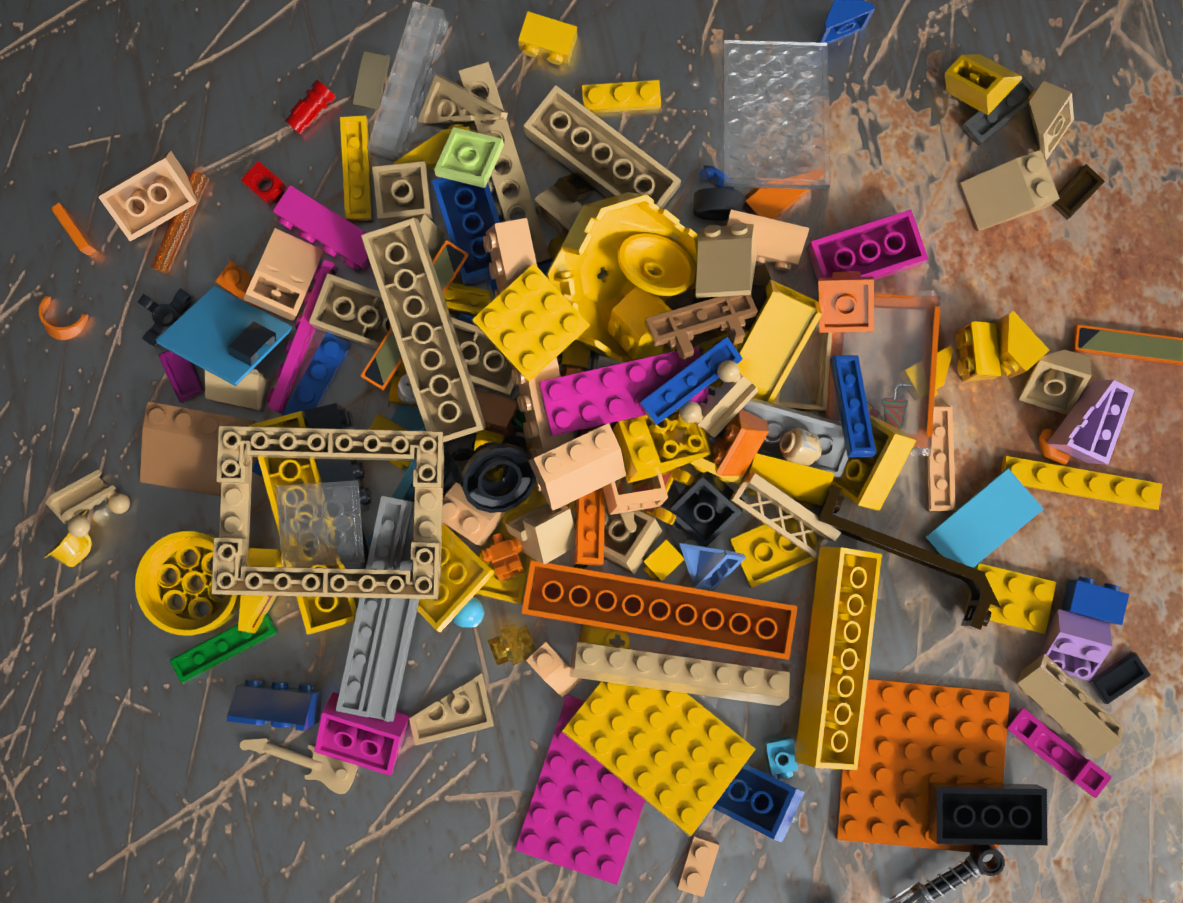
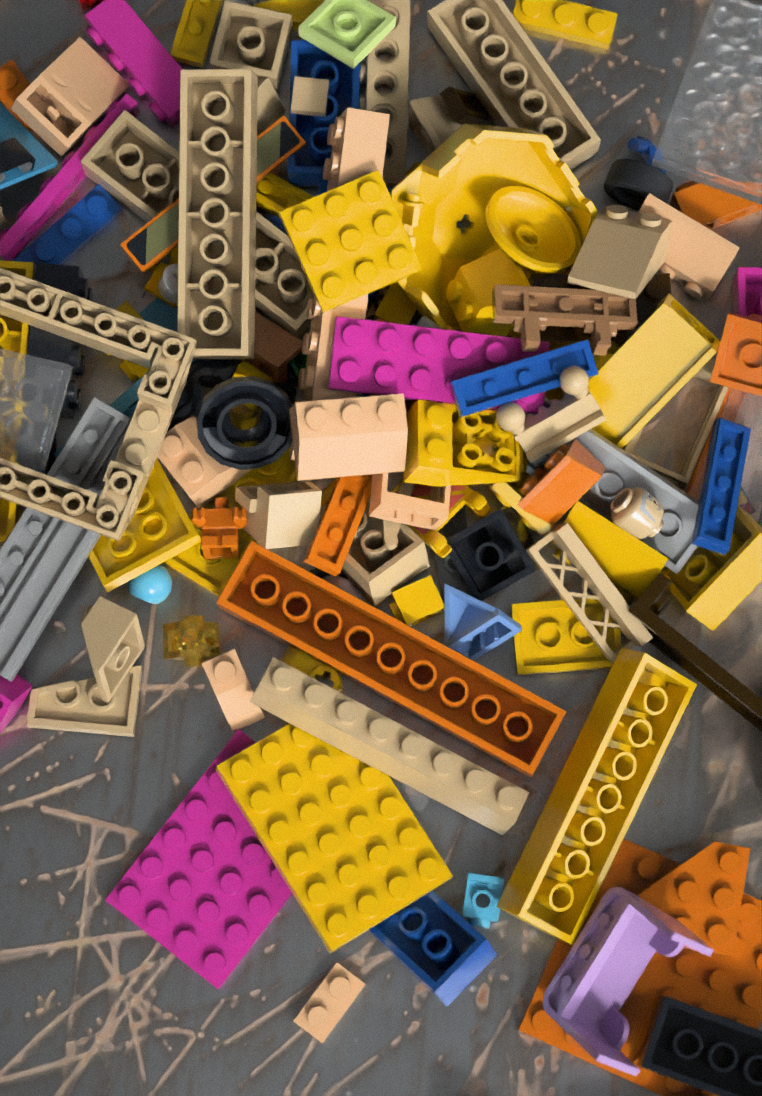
camera: 25 degrees right, 5 degrees down
(456, 669) = (112, 643): none -> tan slope
(460, 218) = (310, 96): none -> tan tile
(884, 780) = (606, 967): none -> lavender windscreen
(931, 708) = (705, 894): none -> orange plate

